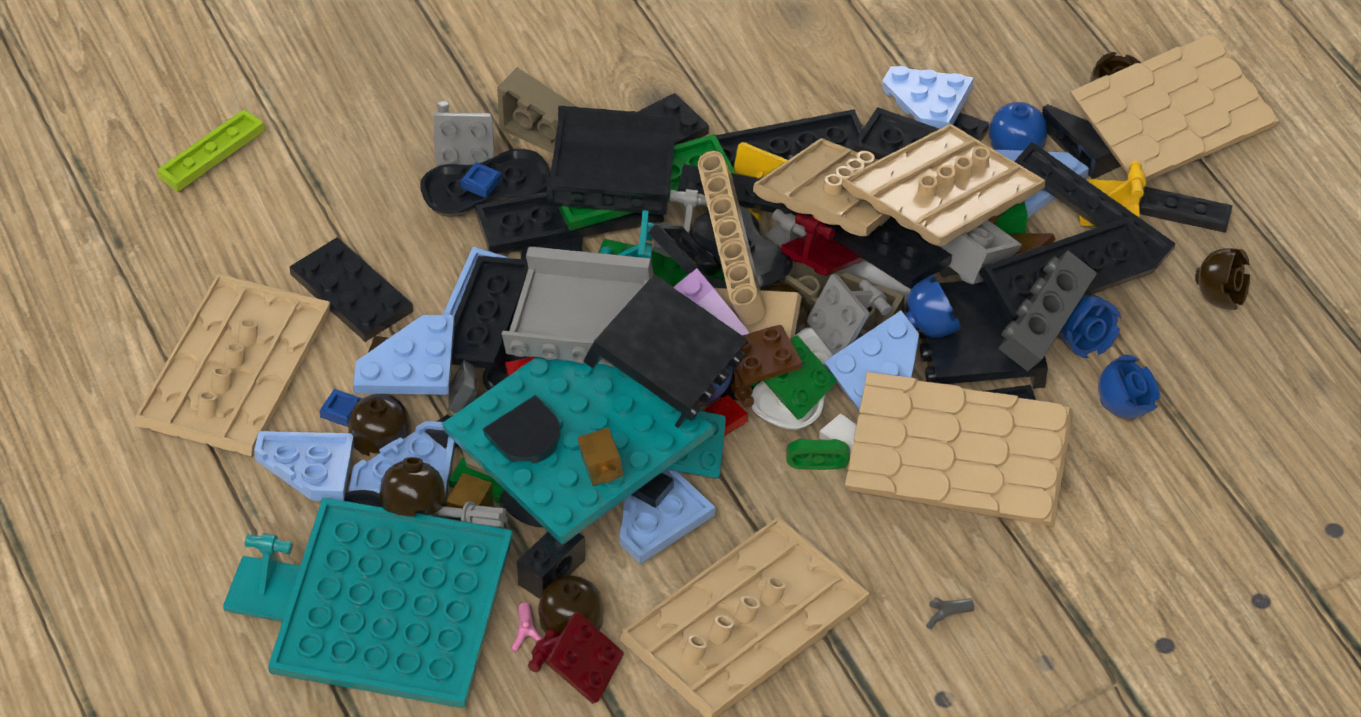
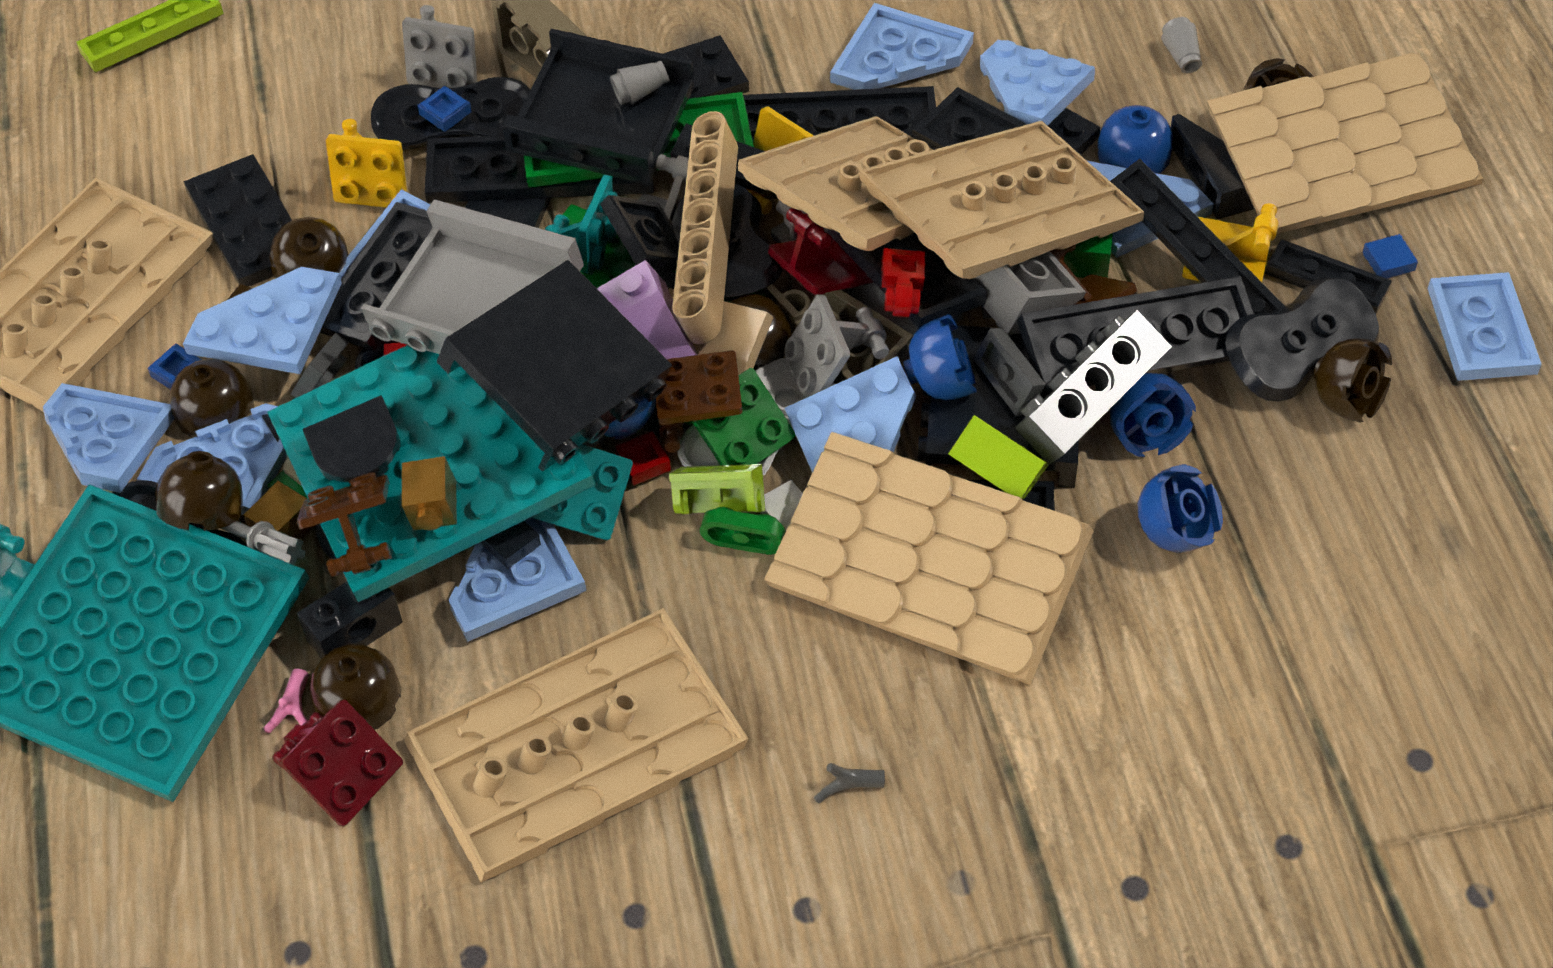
camera: 15 degrees right, 5 degrees up
(413, 299) = (308, 244): none -> dark brown cylinder
(439, 235) = (364, 168): none -> yellow plate
(549, 465) = (327, 504): none -> reddish brown plate
(637, 137) = (638, 81): none -> light grey cone
(787, 426) = (708, 487): none -> lime hinge
(816, 84) = (898, 48): none -> light blue plate
(894, 253) = (904, 279): none -> red plate
(982, 309) = (1008, 370): none -> dark grey plate
(992, 370) = (998, 458): none -> lime hinge
(1031, 49) = (1182, 43): none -> light grey cone
(1169, 264) = (1281, 348): none -> black plate
(1226, 188) = (1390, 256): none -> blue tile
(1305, 228) = (1483, 326): none -> light blue plate

